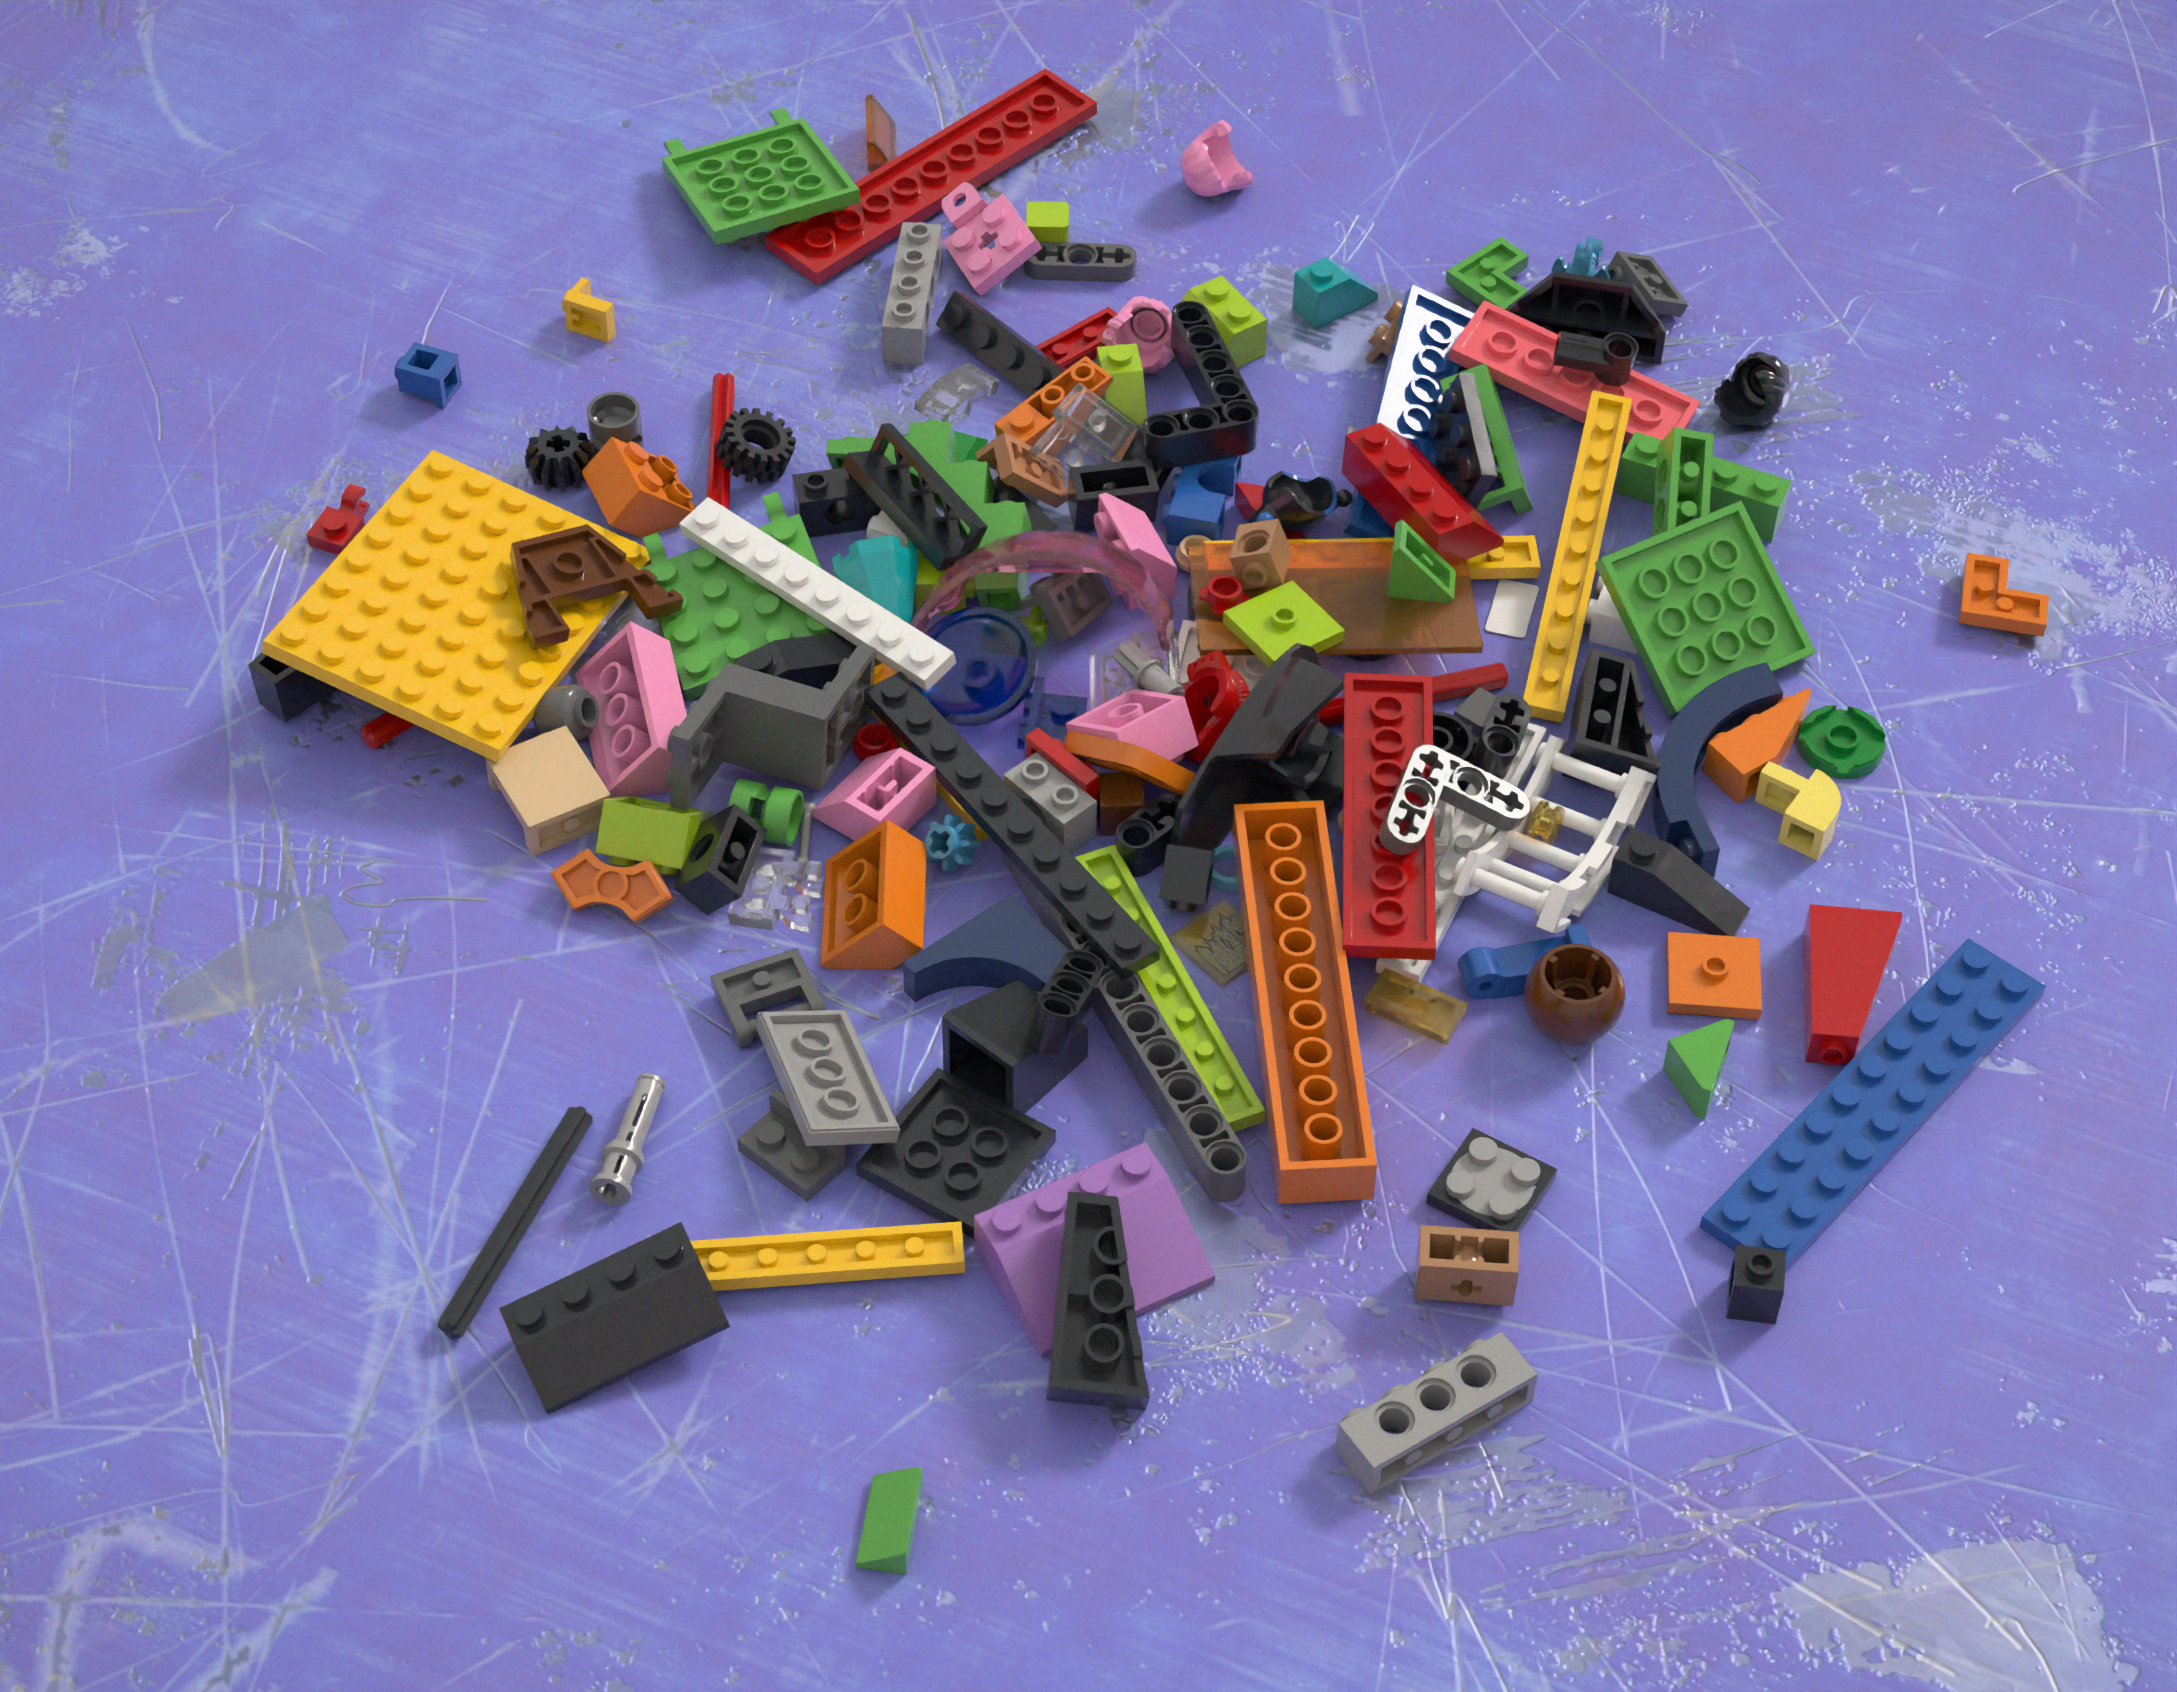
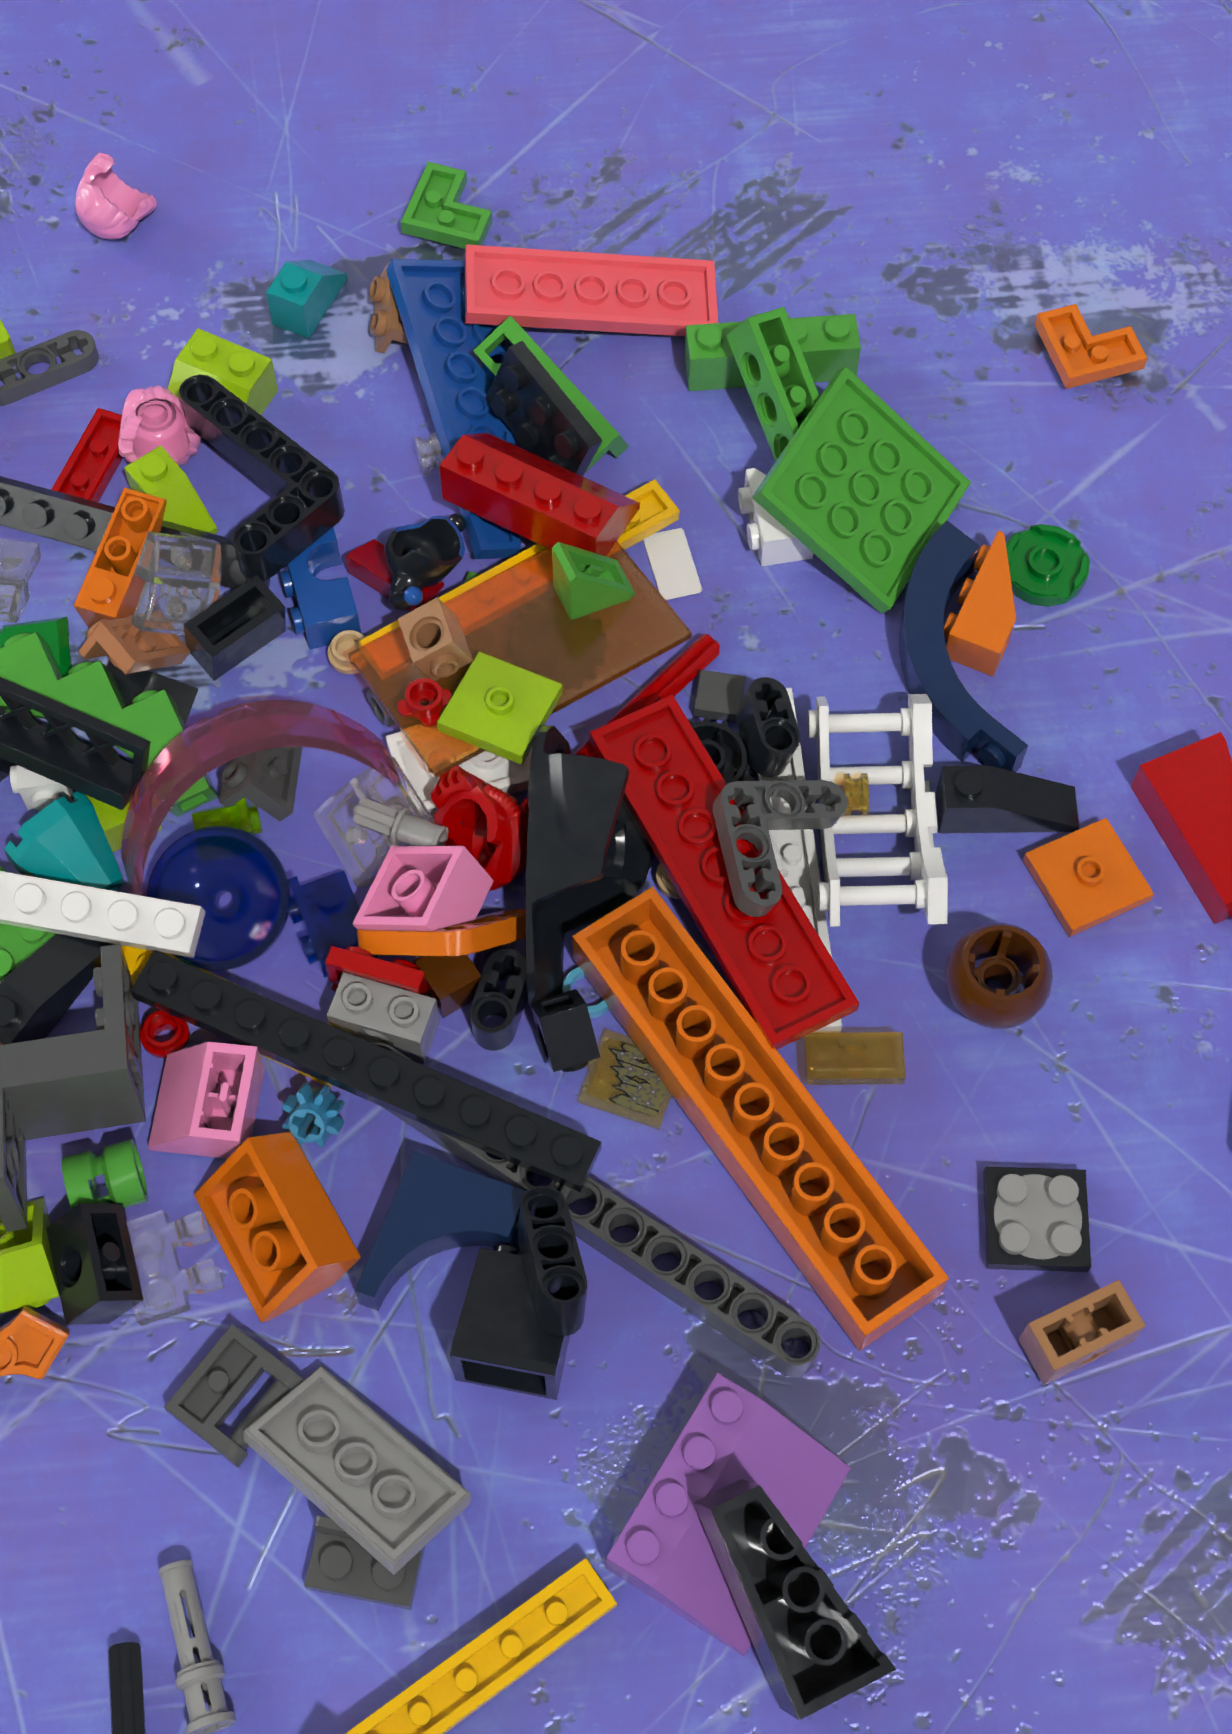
camera: 30 degrees left, 15 degrees up
(808, 806) = (142, 1145): light grey hinge -> none
(957, 1151) = (532, 1474): black plate -> none
(1133, 532) = (285, 672): bright pink slope -> none
(1179, 999) = (626, 1168): lime plate -> none
(1382, 1457) = (1186, 1439): light grey brick -> none
(1504, 969) = (923, 960): blue leg -> none
(1575, 556) = (709, 487): yellow plate -> none
(1584, 260) = (528, 173): dark azure piece -> none
(1593, 309) = (570, 213): black wedge -> none
(1607, 358) = (613, 258): black piece -> none
(1609, 717) = (845, 653): black wedge -> none
(1650, 281) = (586, 161): dark grey bracket -> none
(1696, 1062) = (1142, 987): bright green slope -> none
(1756, 390) = (756, 227): black hair -> none
(1807, 807) = (1068, 650): light yellow brick -> none

